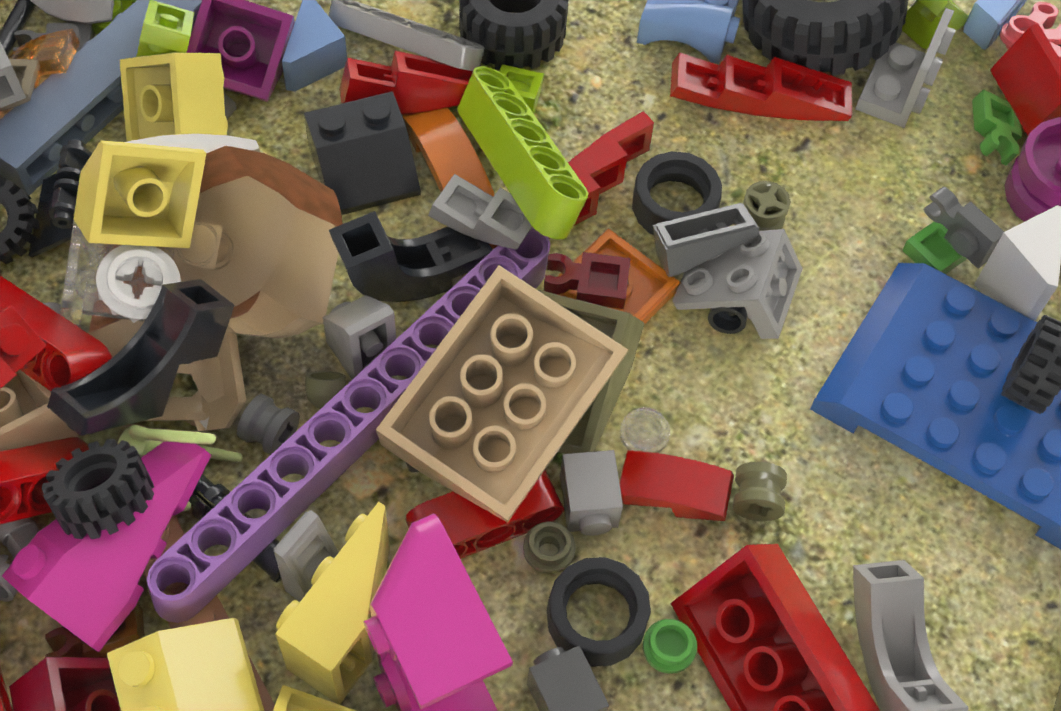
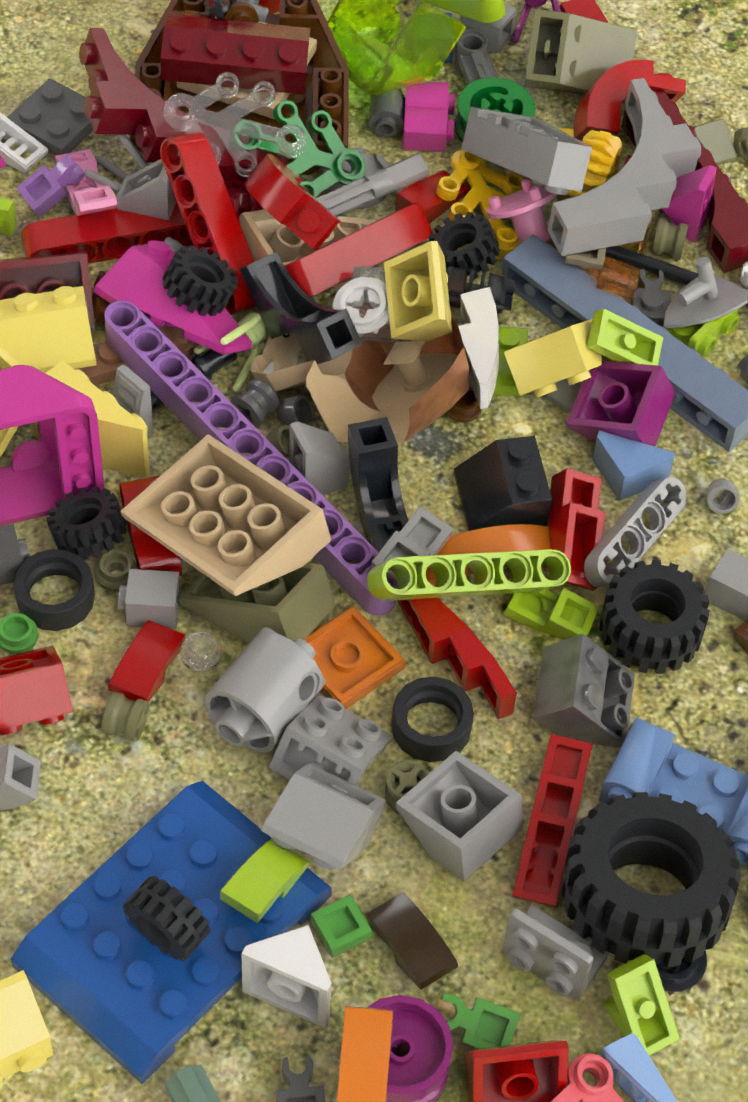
camera: 100 degrees right, 5 degrees down
(270, 380) = (295, 409): none -> dark grey hinge
(530, 575) = (87, 522): none -> black tyre
(596, 279) = (343, 627): dark red plate -> none
(616, 69) = (584, 693): none -> flat silver slope
(701, 236) = (379, 692): dark grey slope -> none
(707, 340) = (264, 691): none -> light grey cylinder
(796, 145) = (462, 814): none -> light grey slope
(843, 262) = (324, 817): none -> light grey slope
(912, 195) = (413, 940): none -> dark brown slope
(942, 296) = (263, 879): none -> lime slope
(968, 228) = (339, 931): dark grey plate -> none

